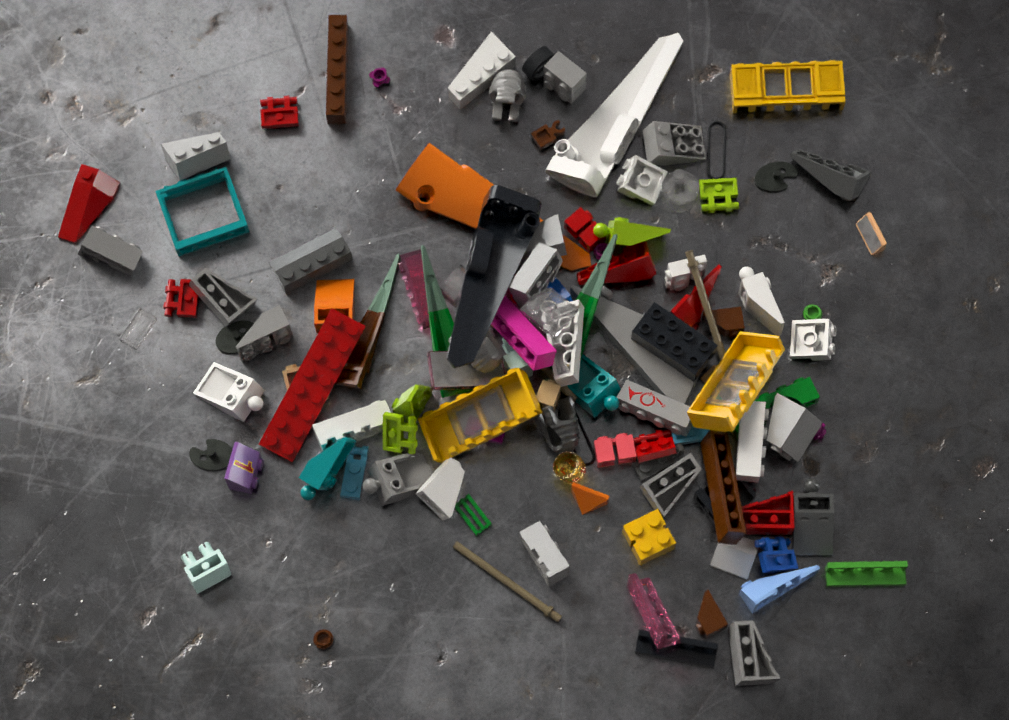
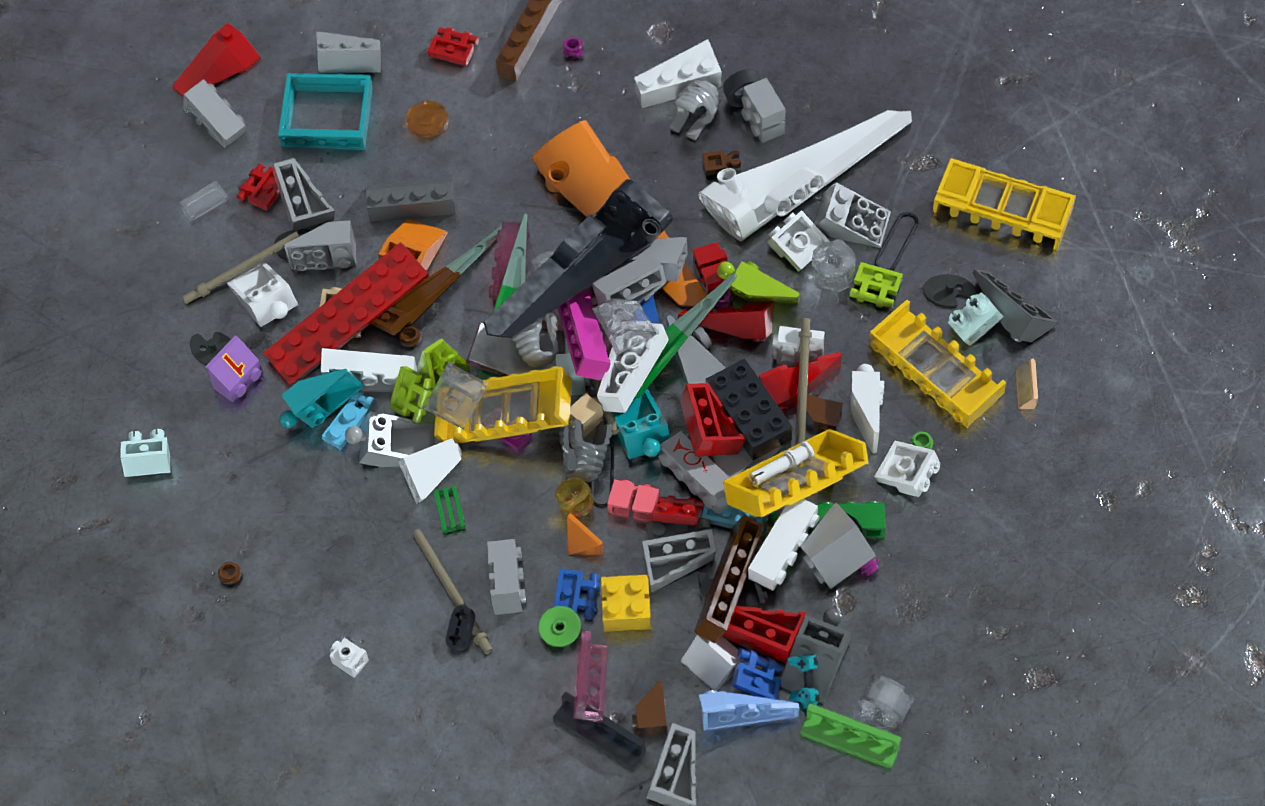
camera: 25 degrees right, 10 degrees down
(178, 407) = (204, 288): none -> dark tan bar
(289, 186) = (427, 119): none -> clear orange tile
(370, 382) = (410, 336): none -> reddish brown plate
(439, 422) = (456, 395): none -> clear slope
(456, 675) = (349, 663): none -> white brick
(525, 611) = (460, 628): none -> black beam
(599, 545) = (569, 589): none -> blue plate
(610, 568) = (555, 617): none -> bright green piece
(648, 366) = (707, 423): none -> red wedge
(725, 373) = (789, 460): none -> white pin
(794, 244) = (935, 364): none -> yellow window
(809, 195) = (974, 318): none -> light aqua brick
(820, 555) = (808, 694): none -> teal piece
(882, 536) = (886, 701): none -> clear brick

